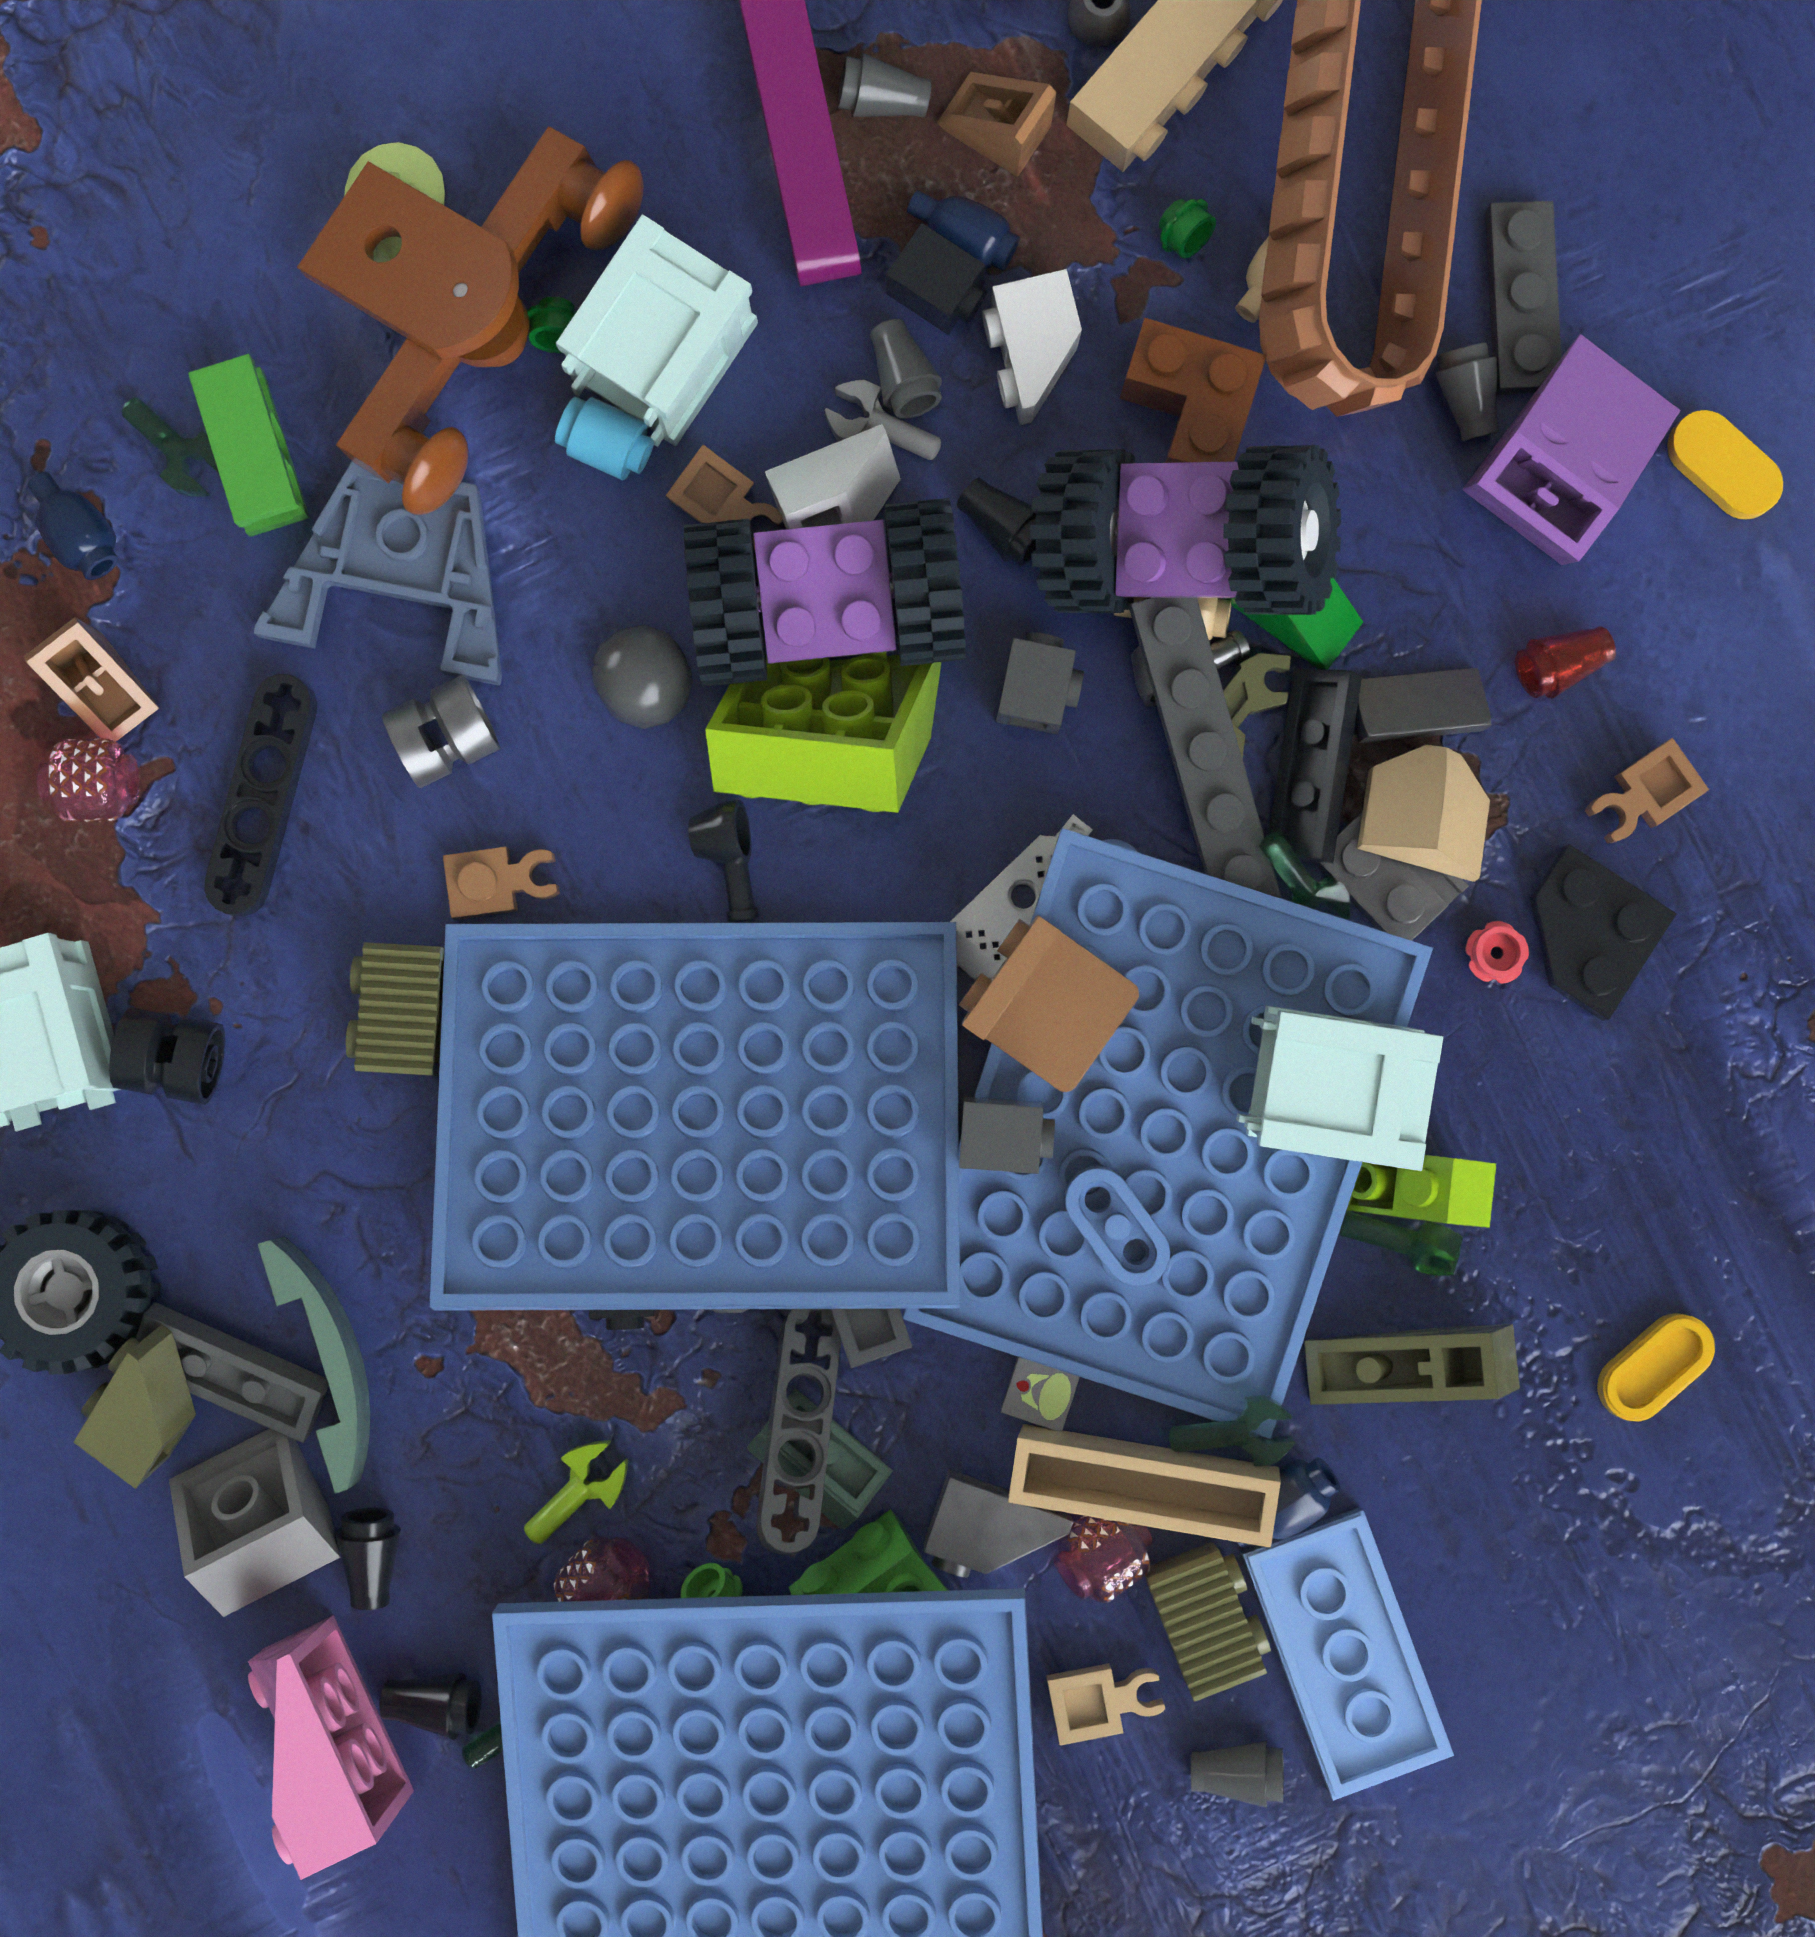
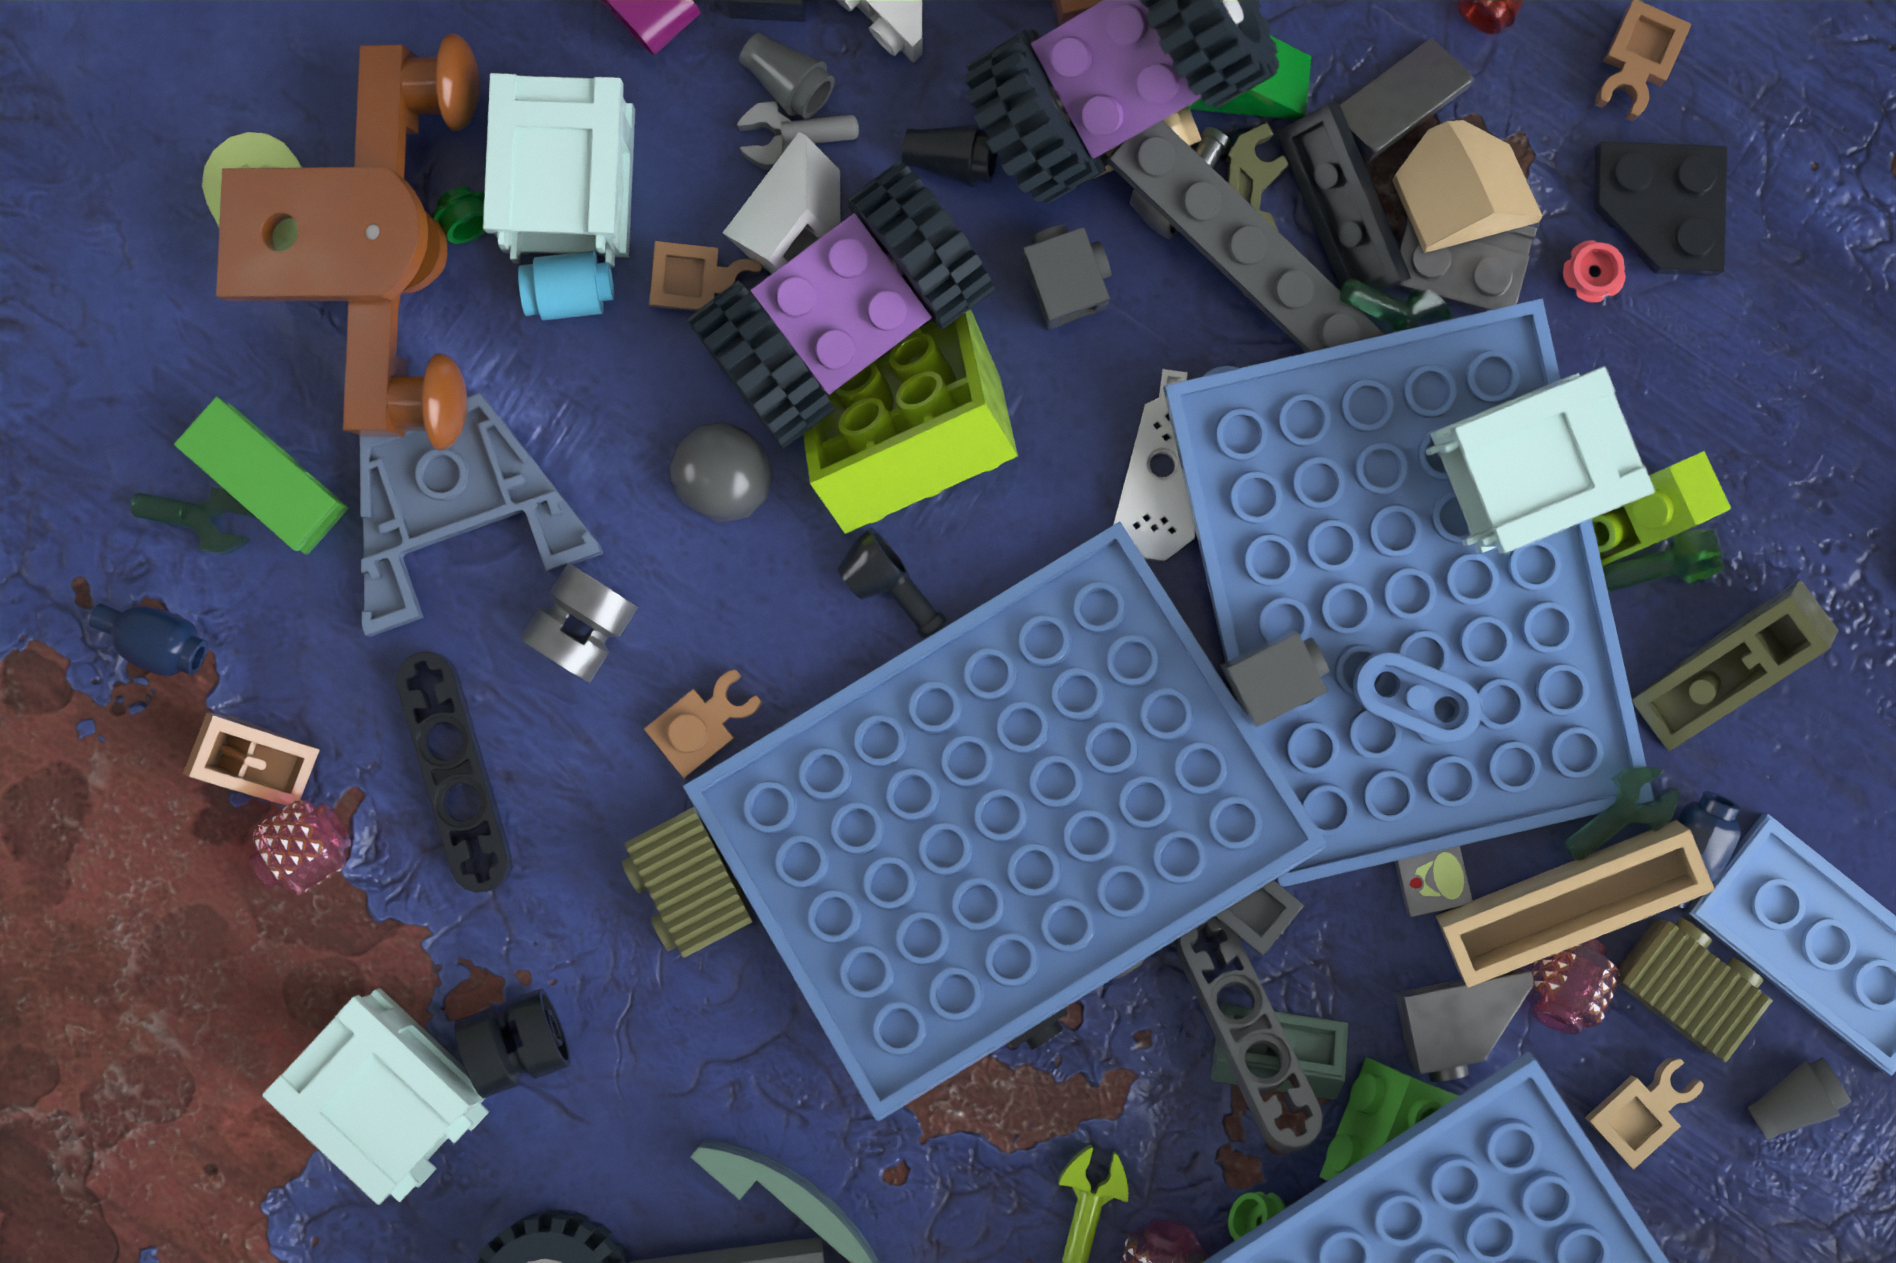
camera: 25 degrees left, 0 degrees up
(1049, 1003) = (1246, 541): medium nougat bracket -> none

